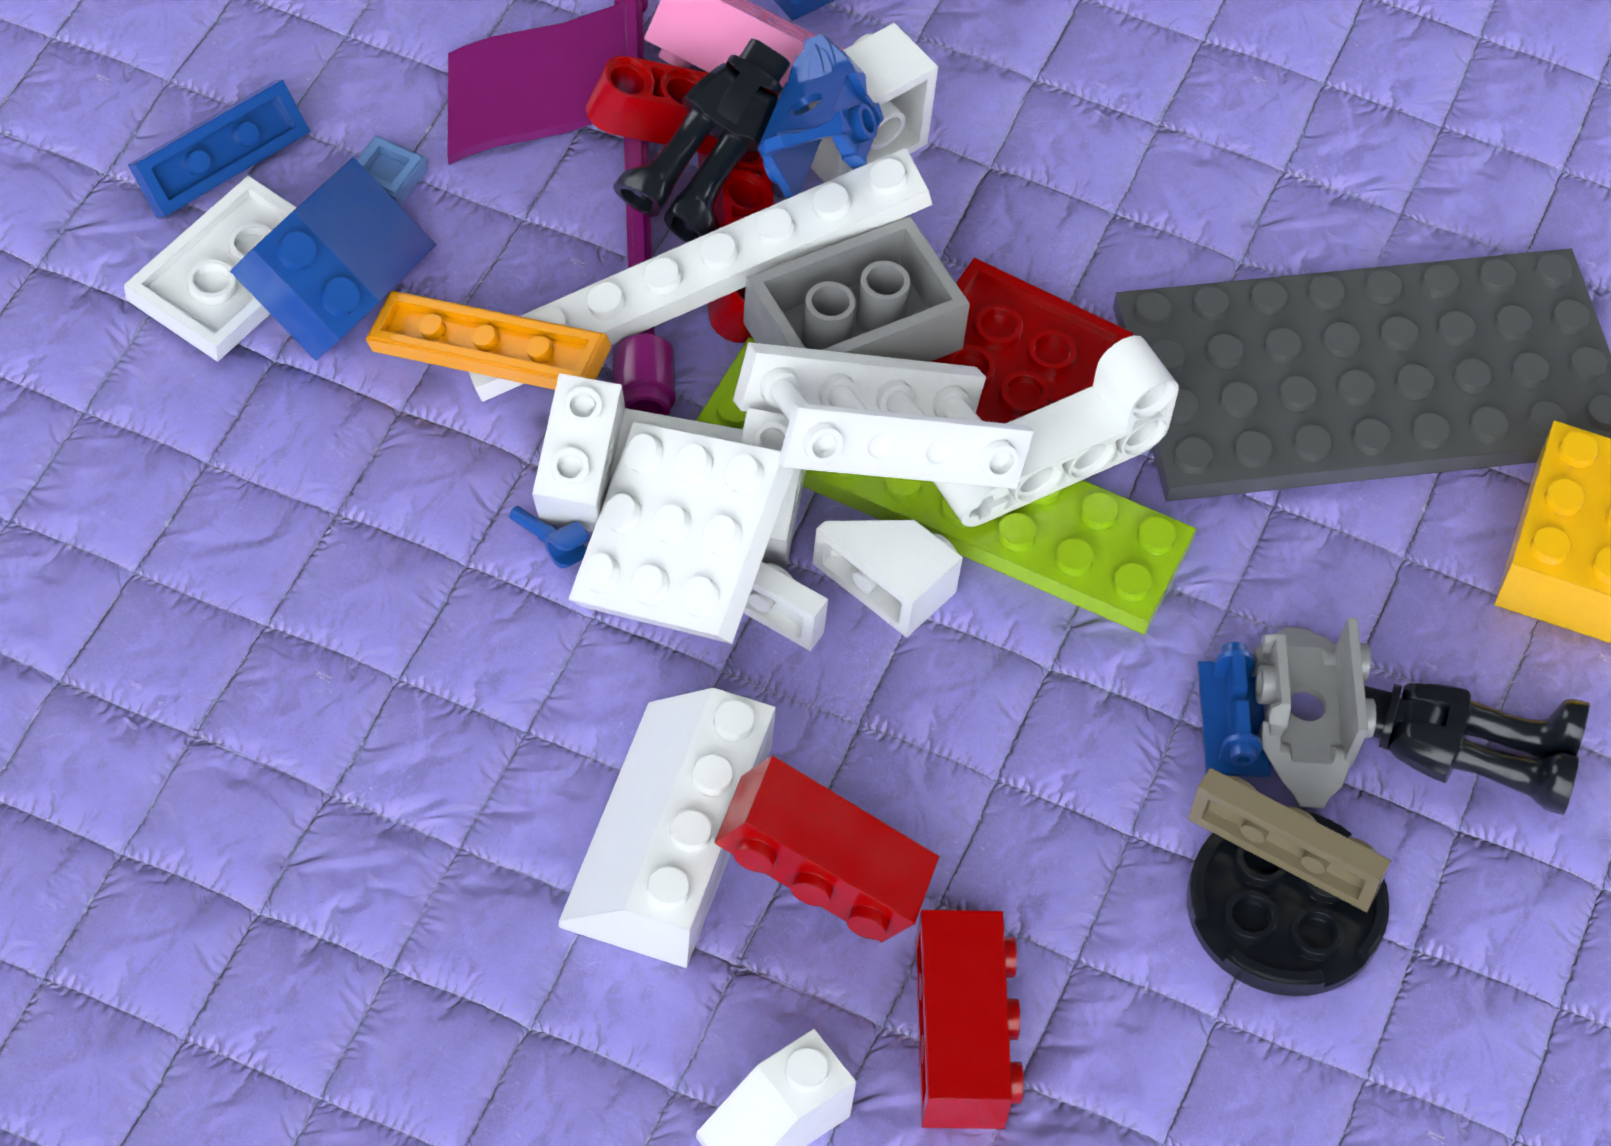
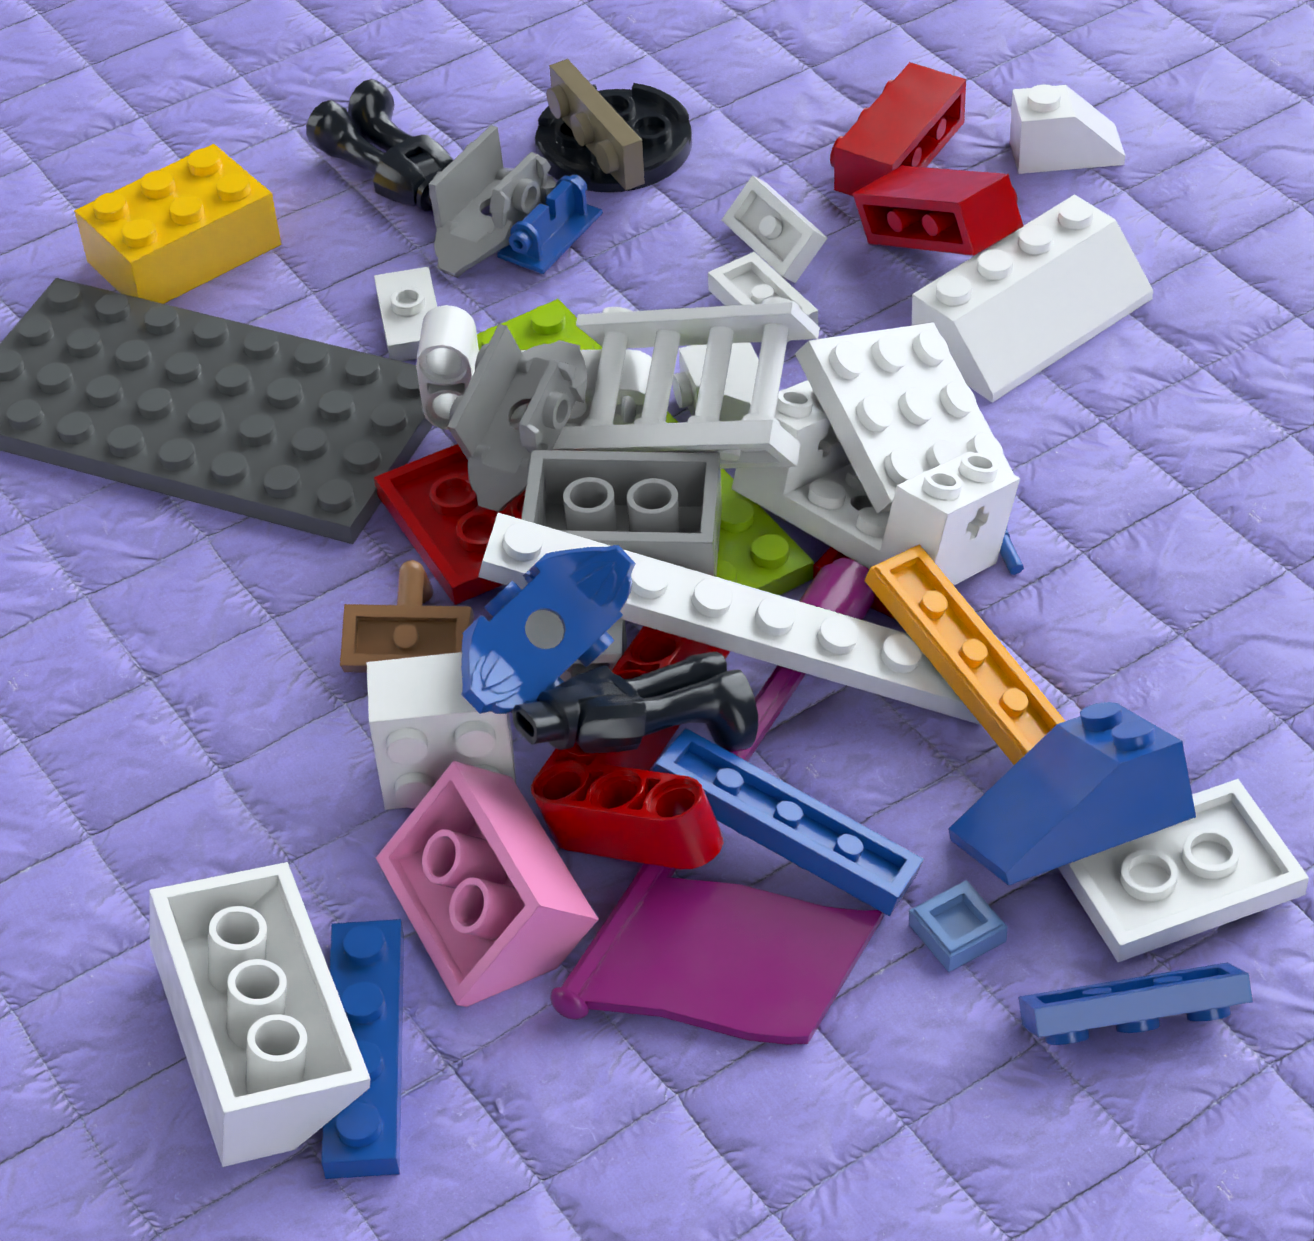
camera: 140 degrees left, 10 degrees down
(547, 157) = (794, 823): none -> blue plate
(947, 709) = (751, 281): none -> white plate
(981, 204) = (402, 629): none -> medium nougat plate
(1000, 807) = (774, 229): none -> white plate
(1049, 354) = (505, 378): none -> light grey piece
(1281, 557) = (403, 303): none -> white plate

